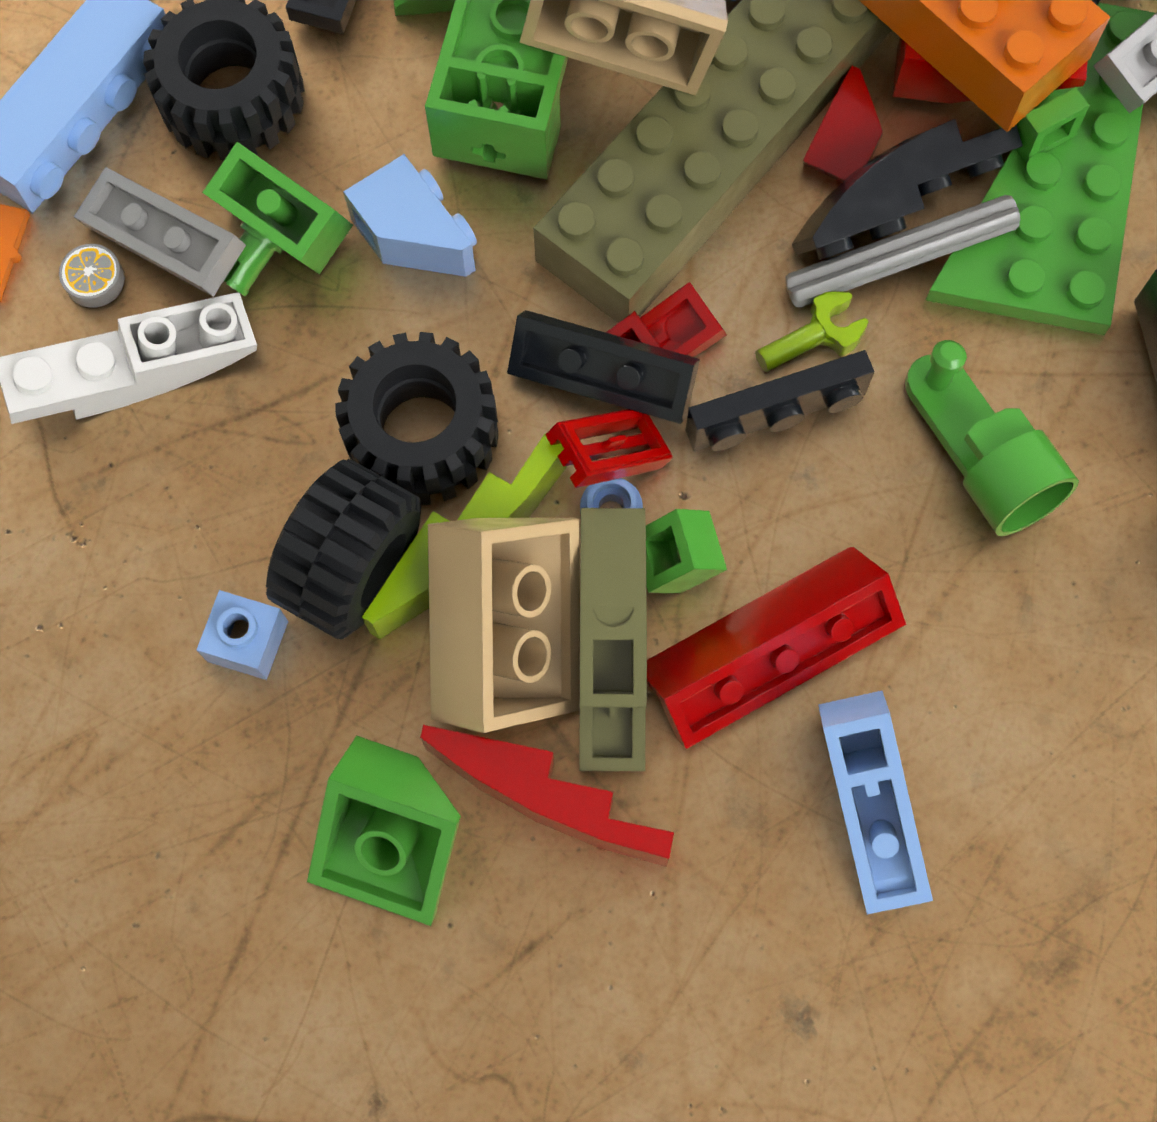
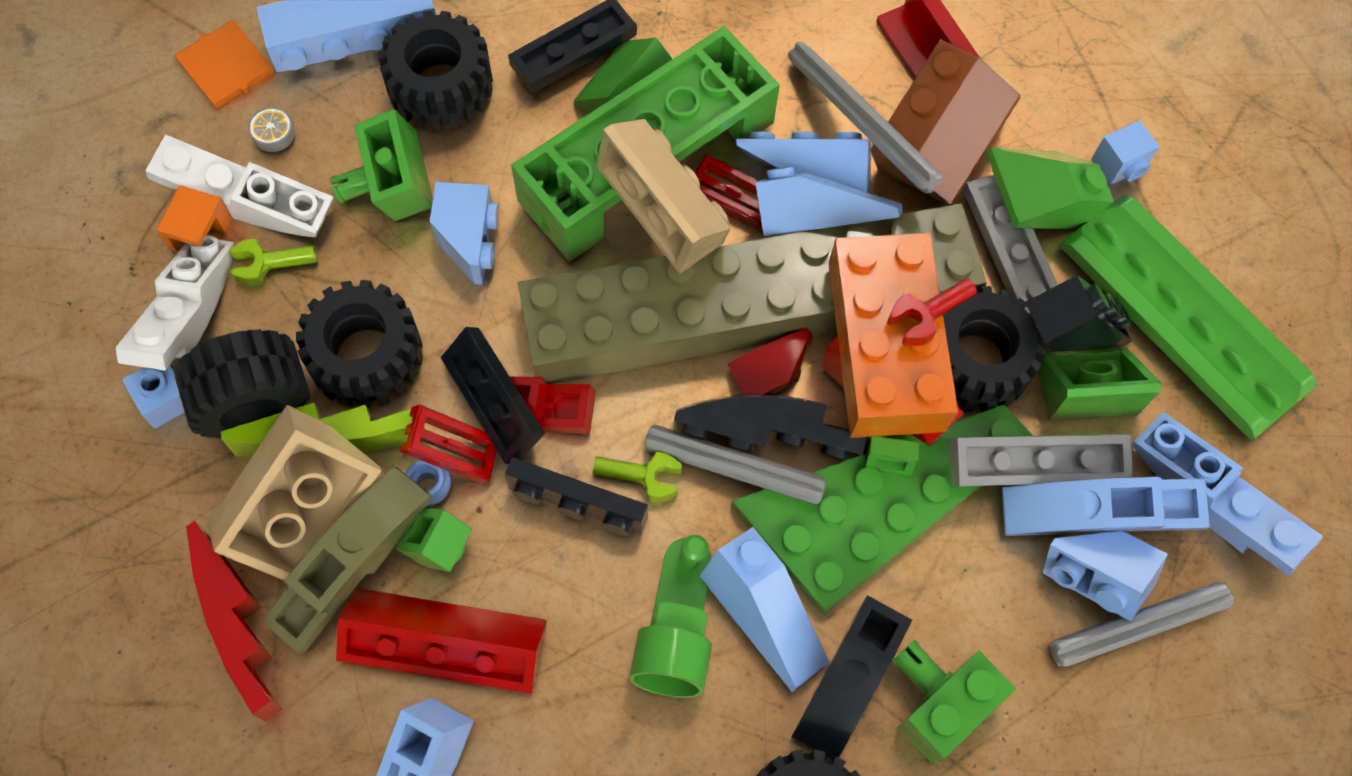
camera: 35 degrees right, 5 degrees down
(105, 427) = (191, 217): none -> orange panel
(160, 231) = (321, 131): light grey plate -> none
(183, 524) = (183, 306): none -> white slope
(222, 415) = (267, 260): none -> lime bar
(384, 832) = (123, 562): bright green slope -> none
(1050, 359) = (766, 607): none -> light blue slope

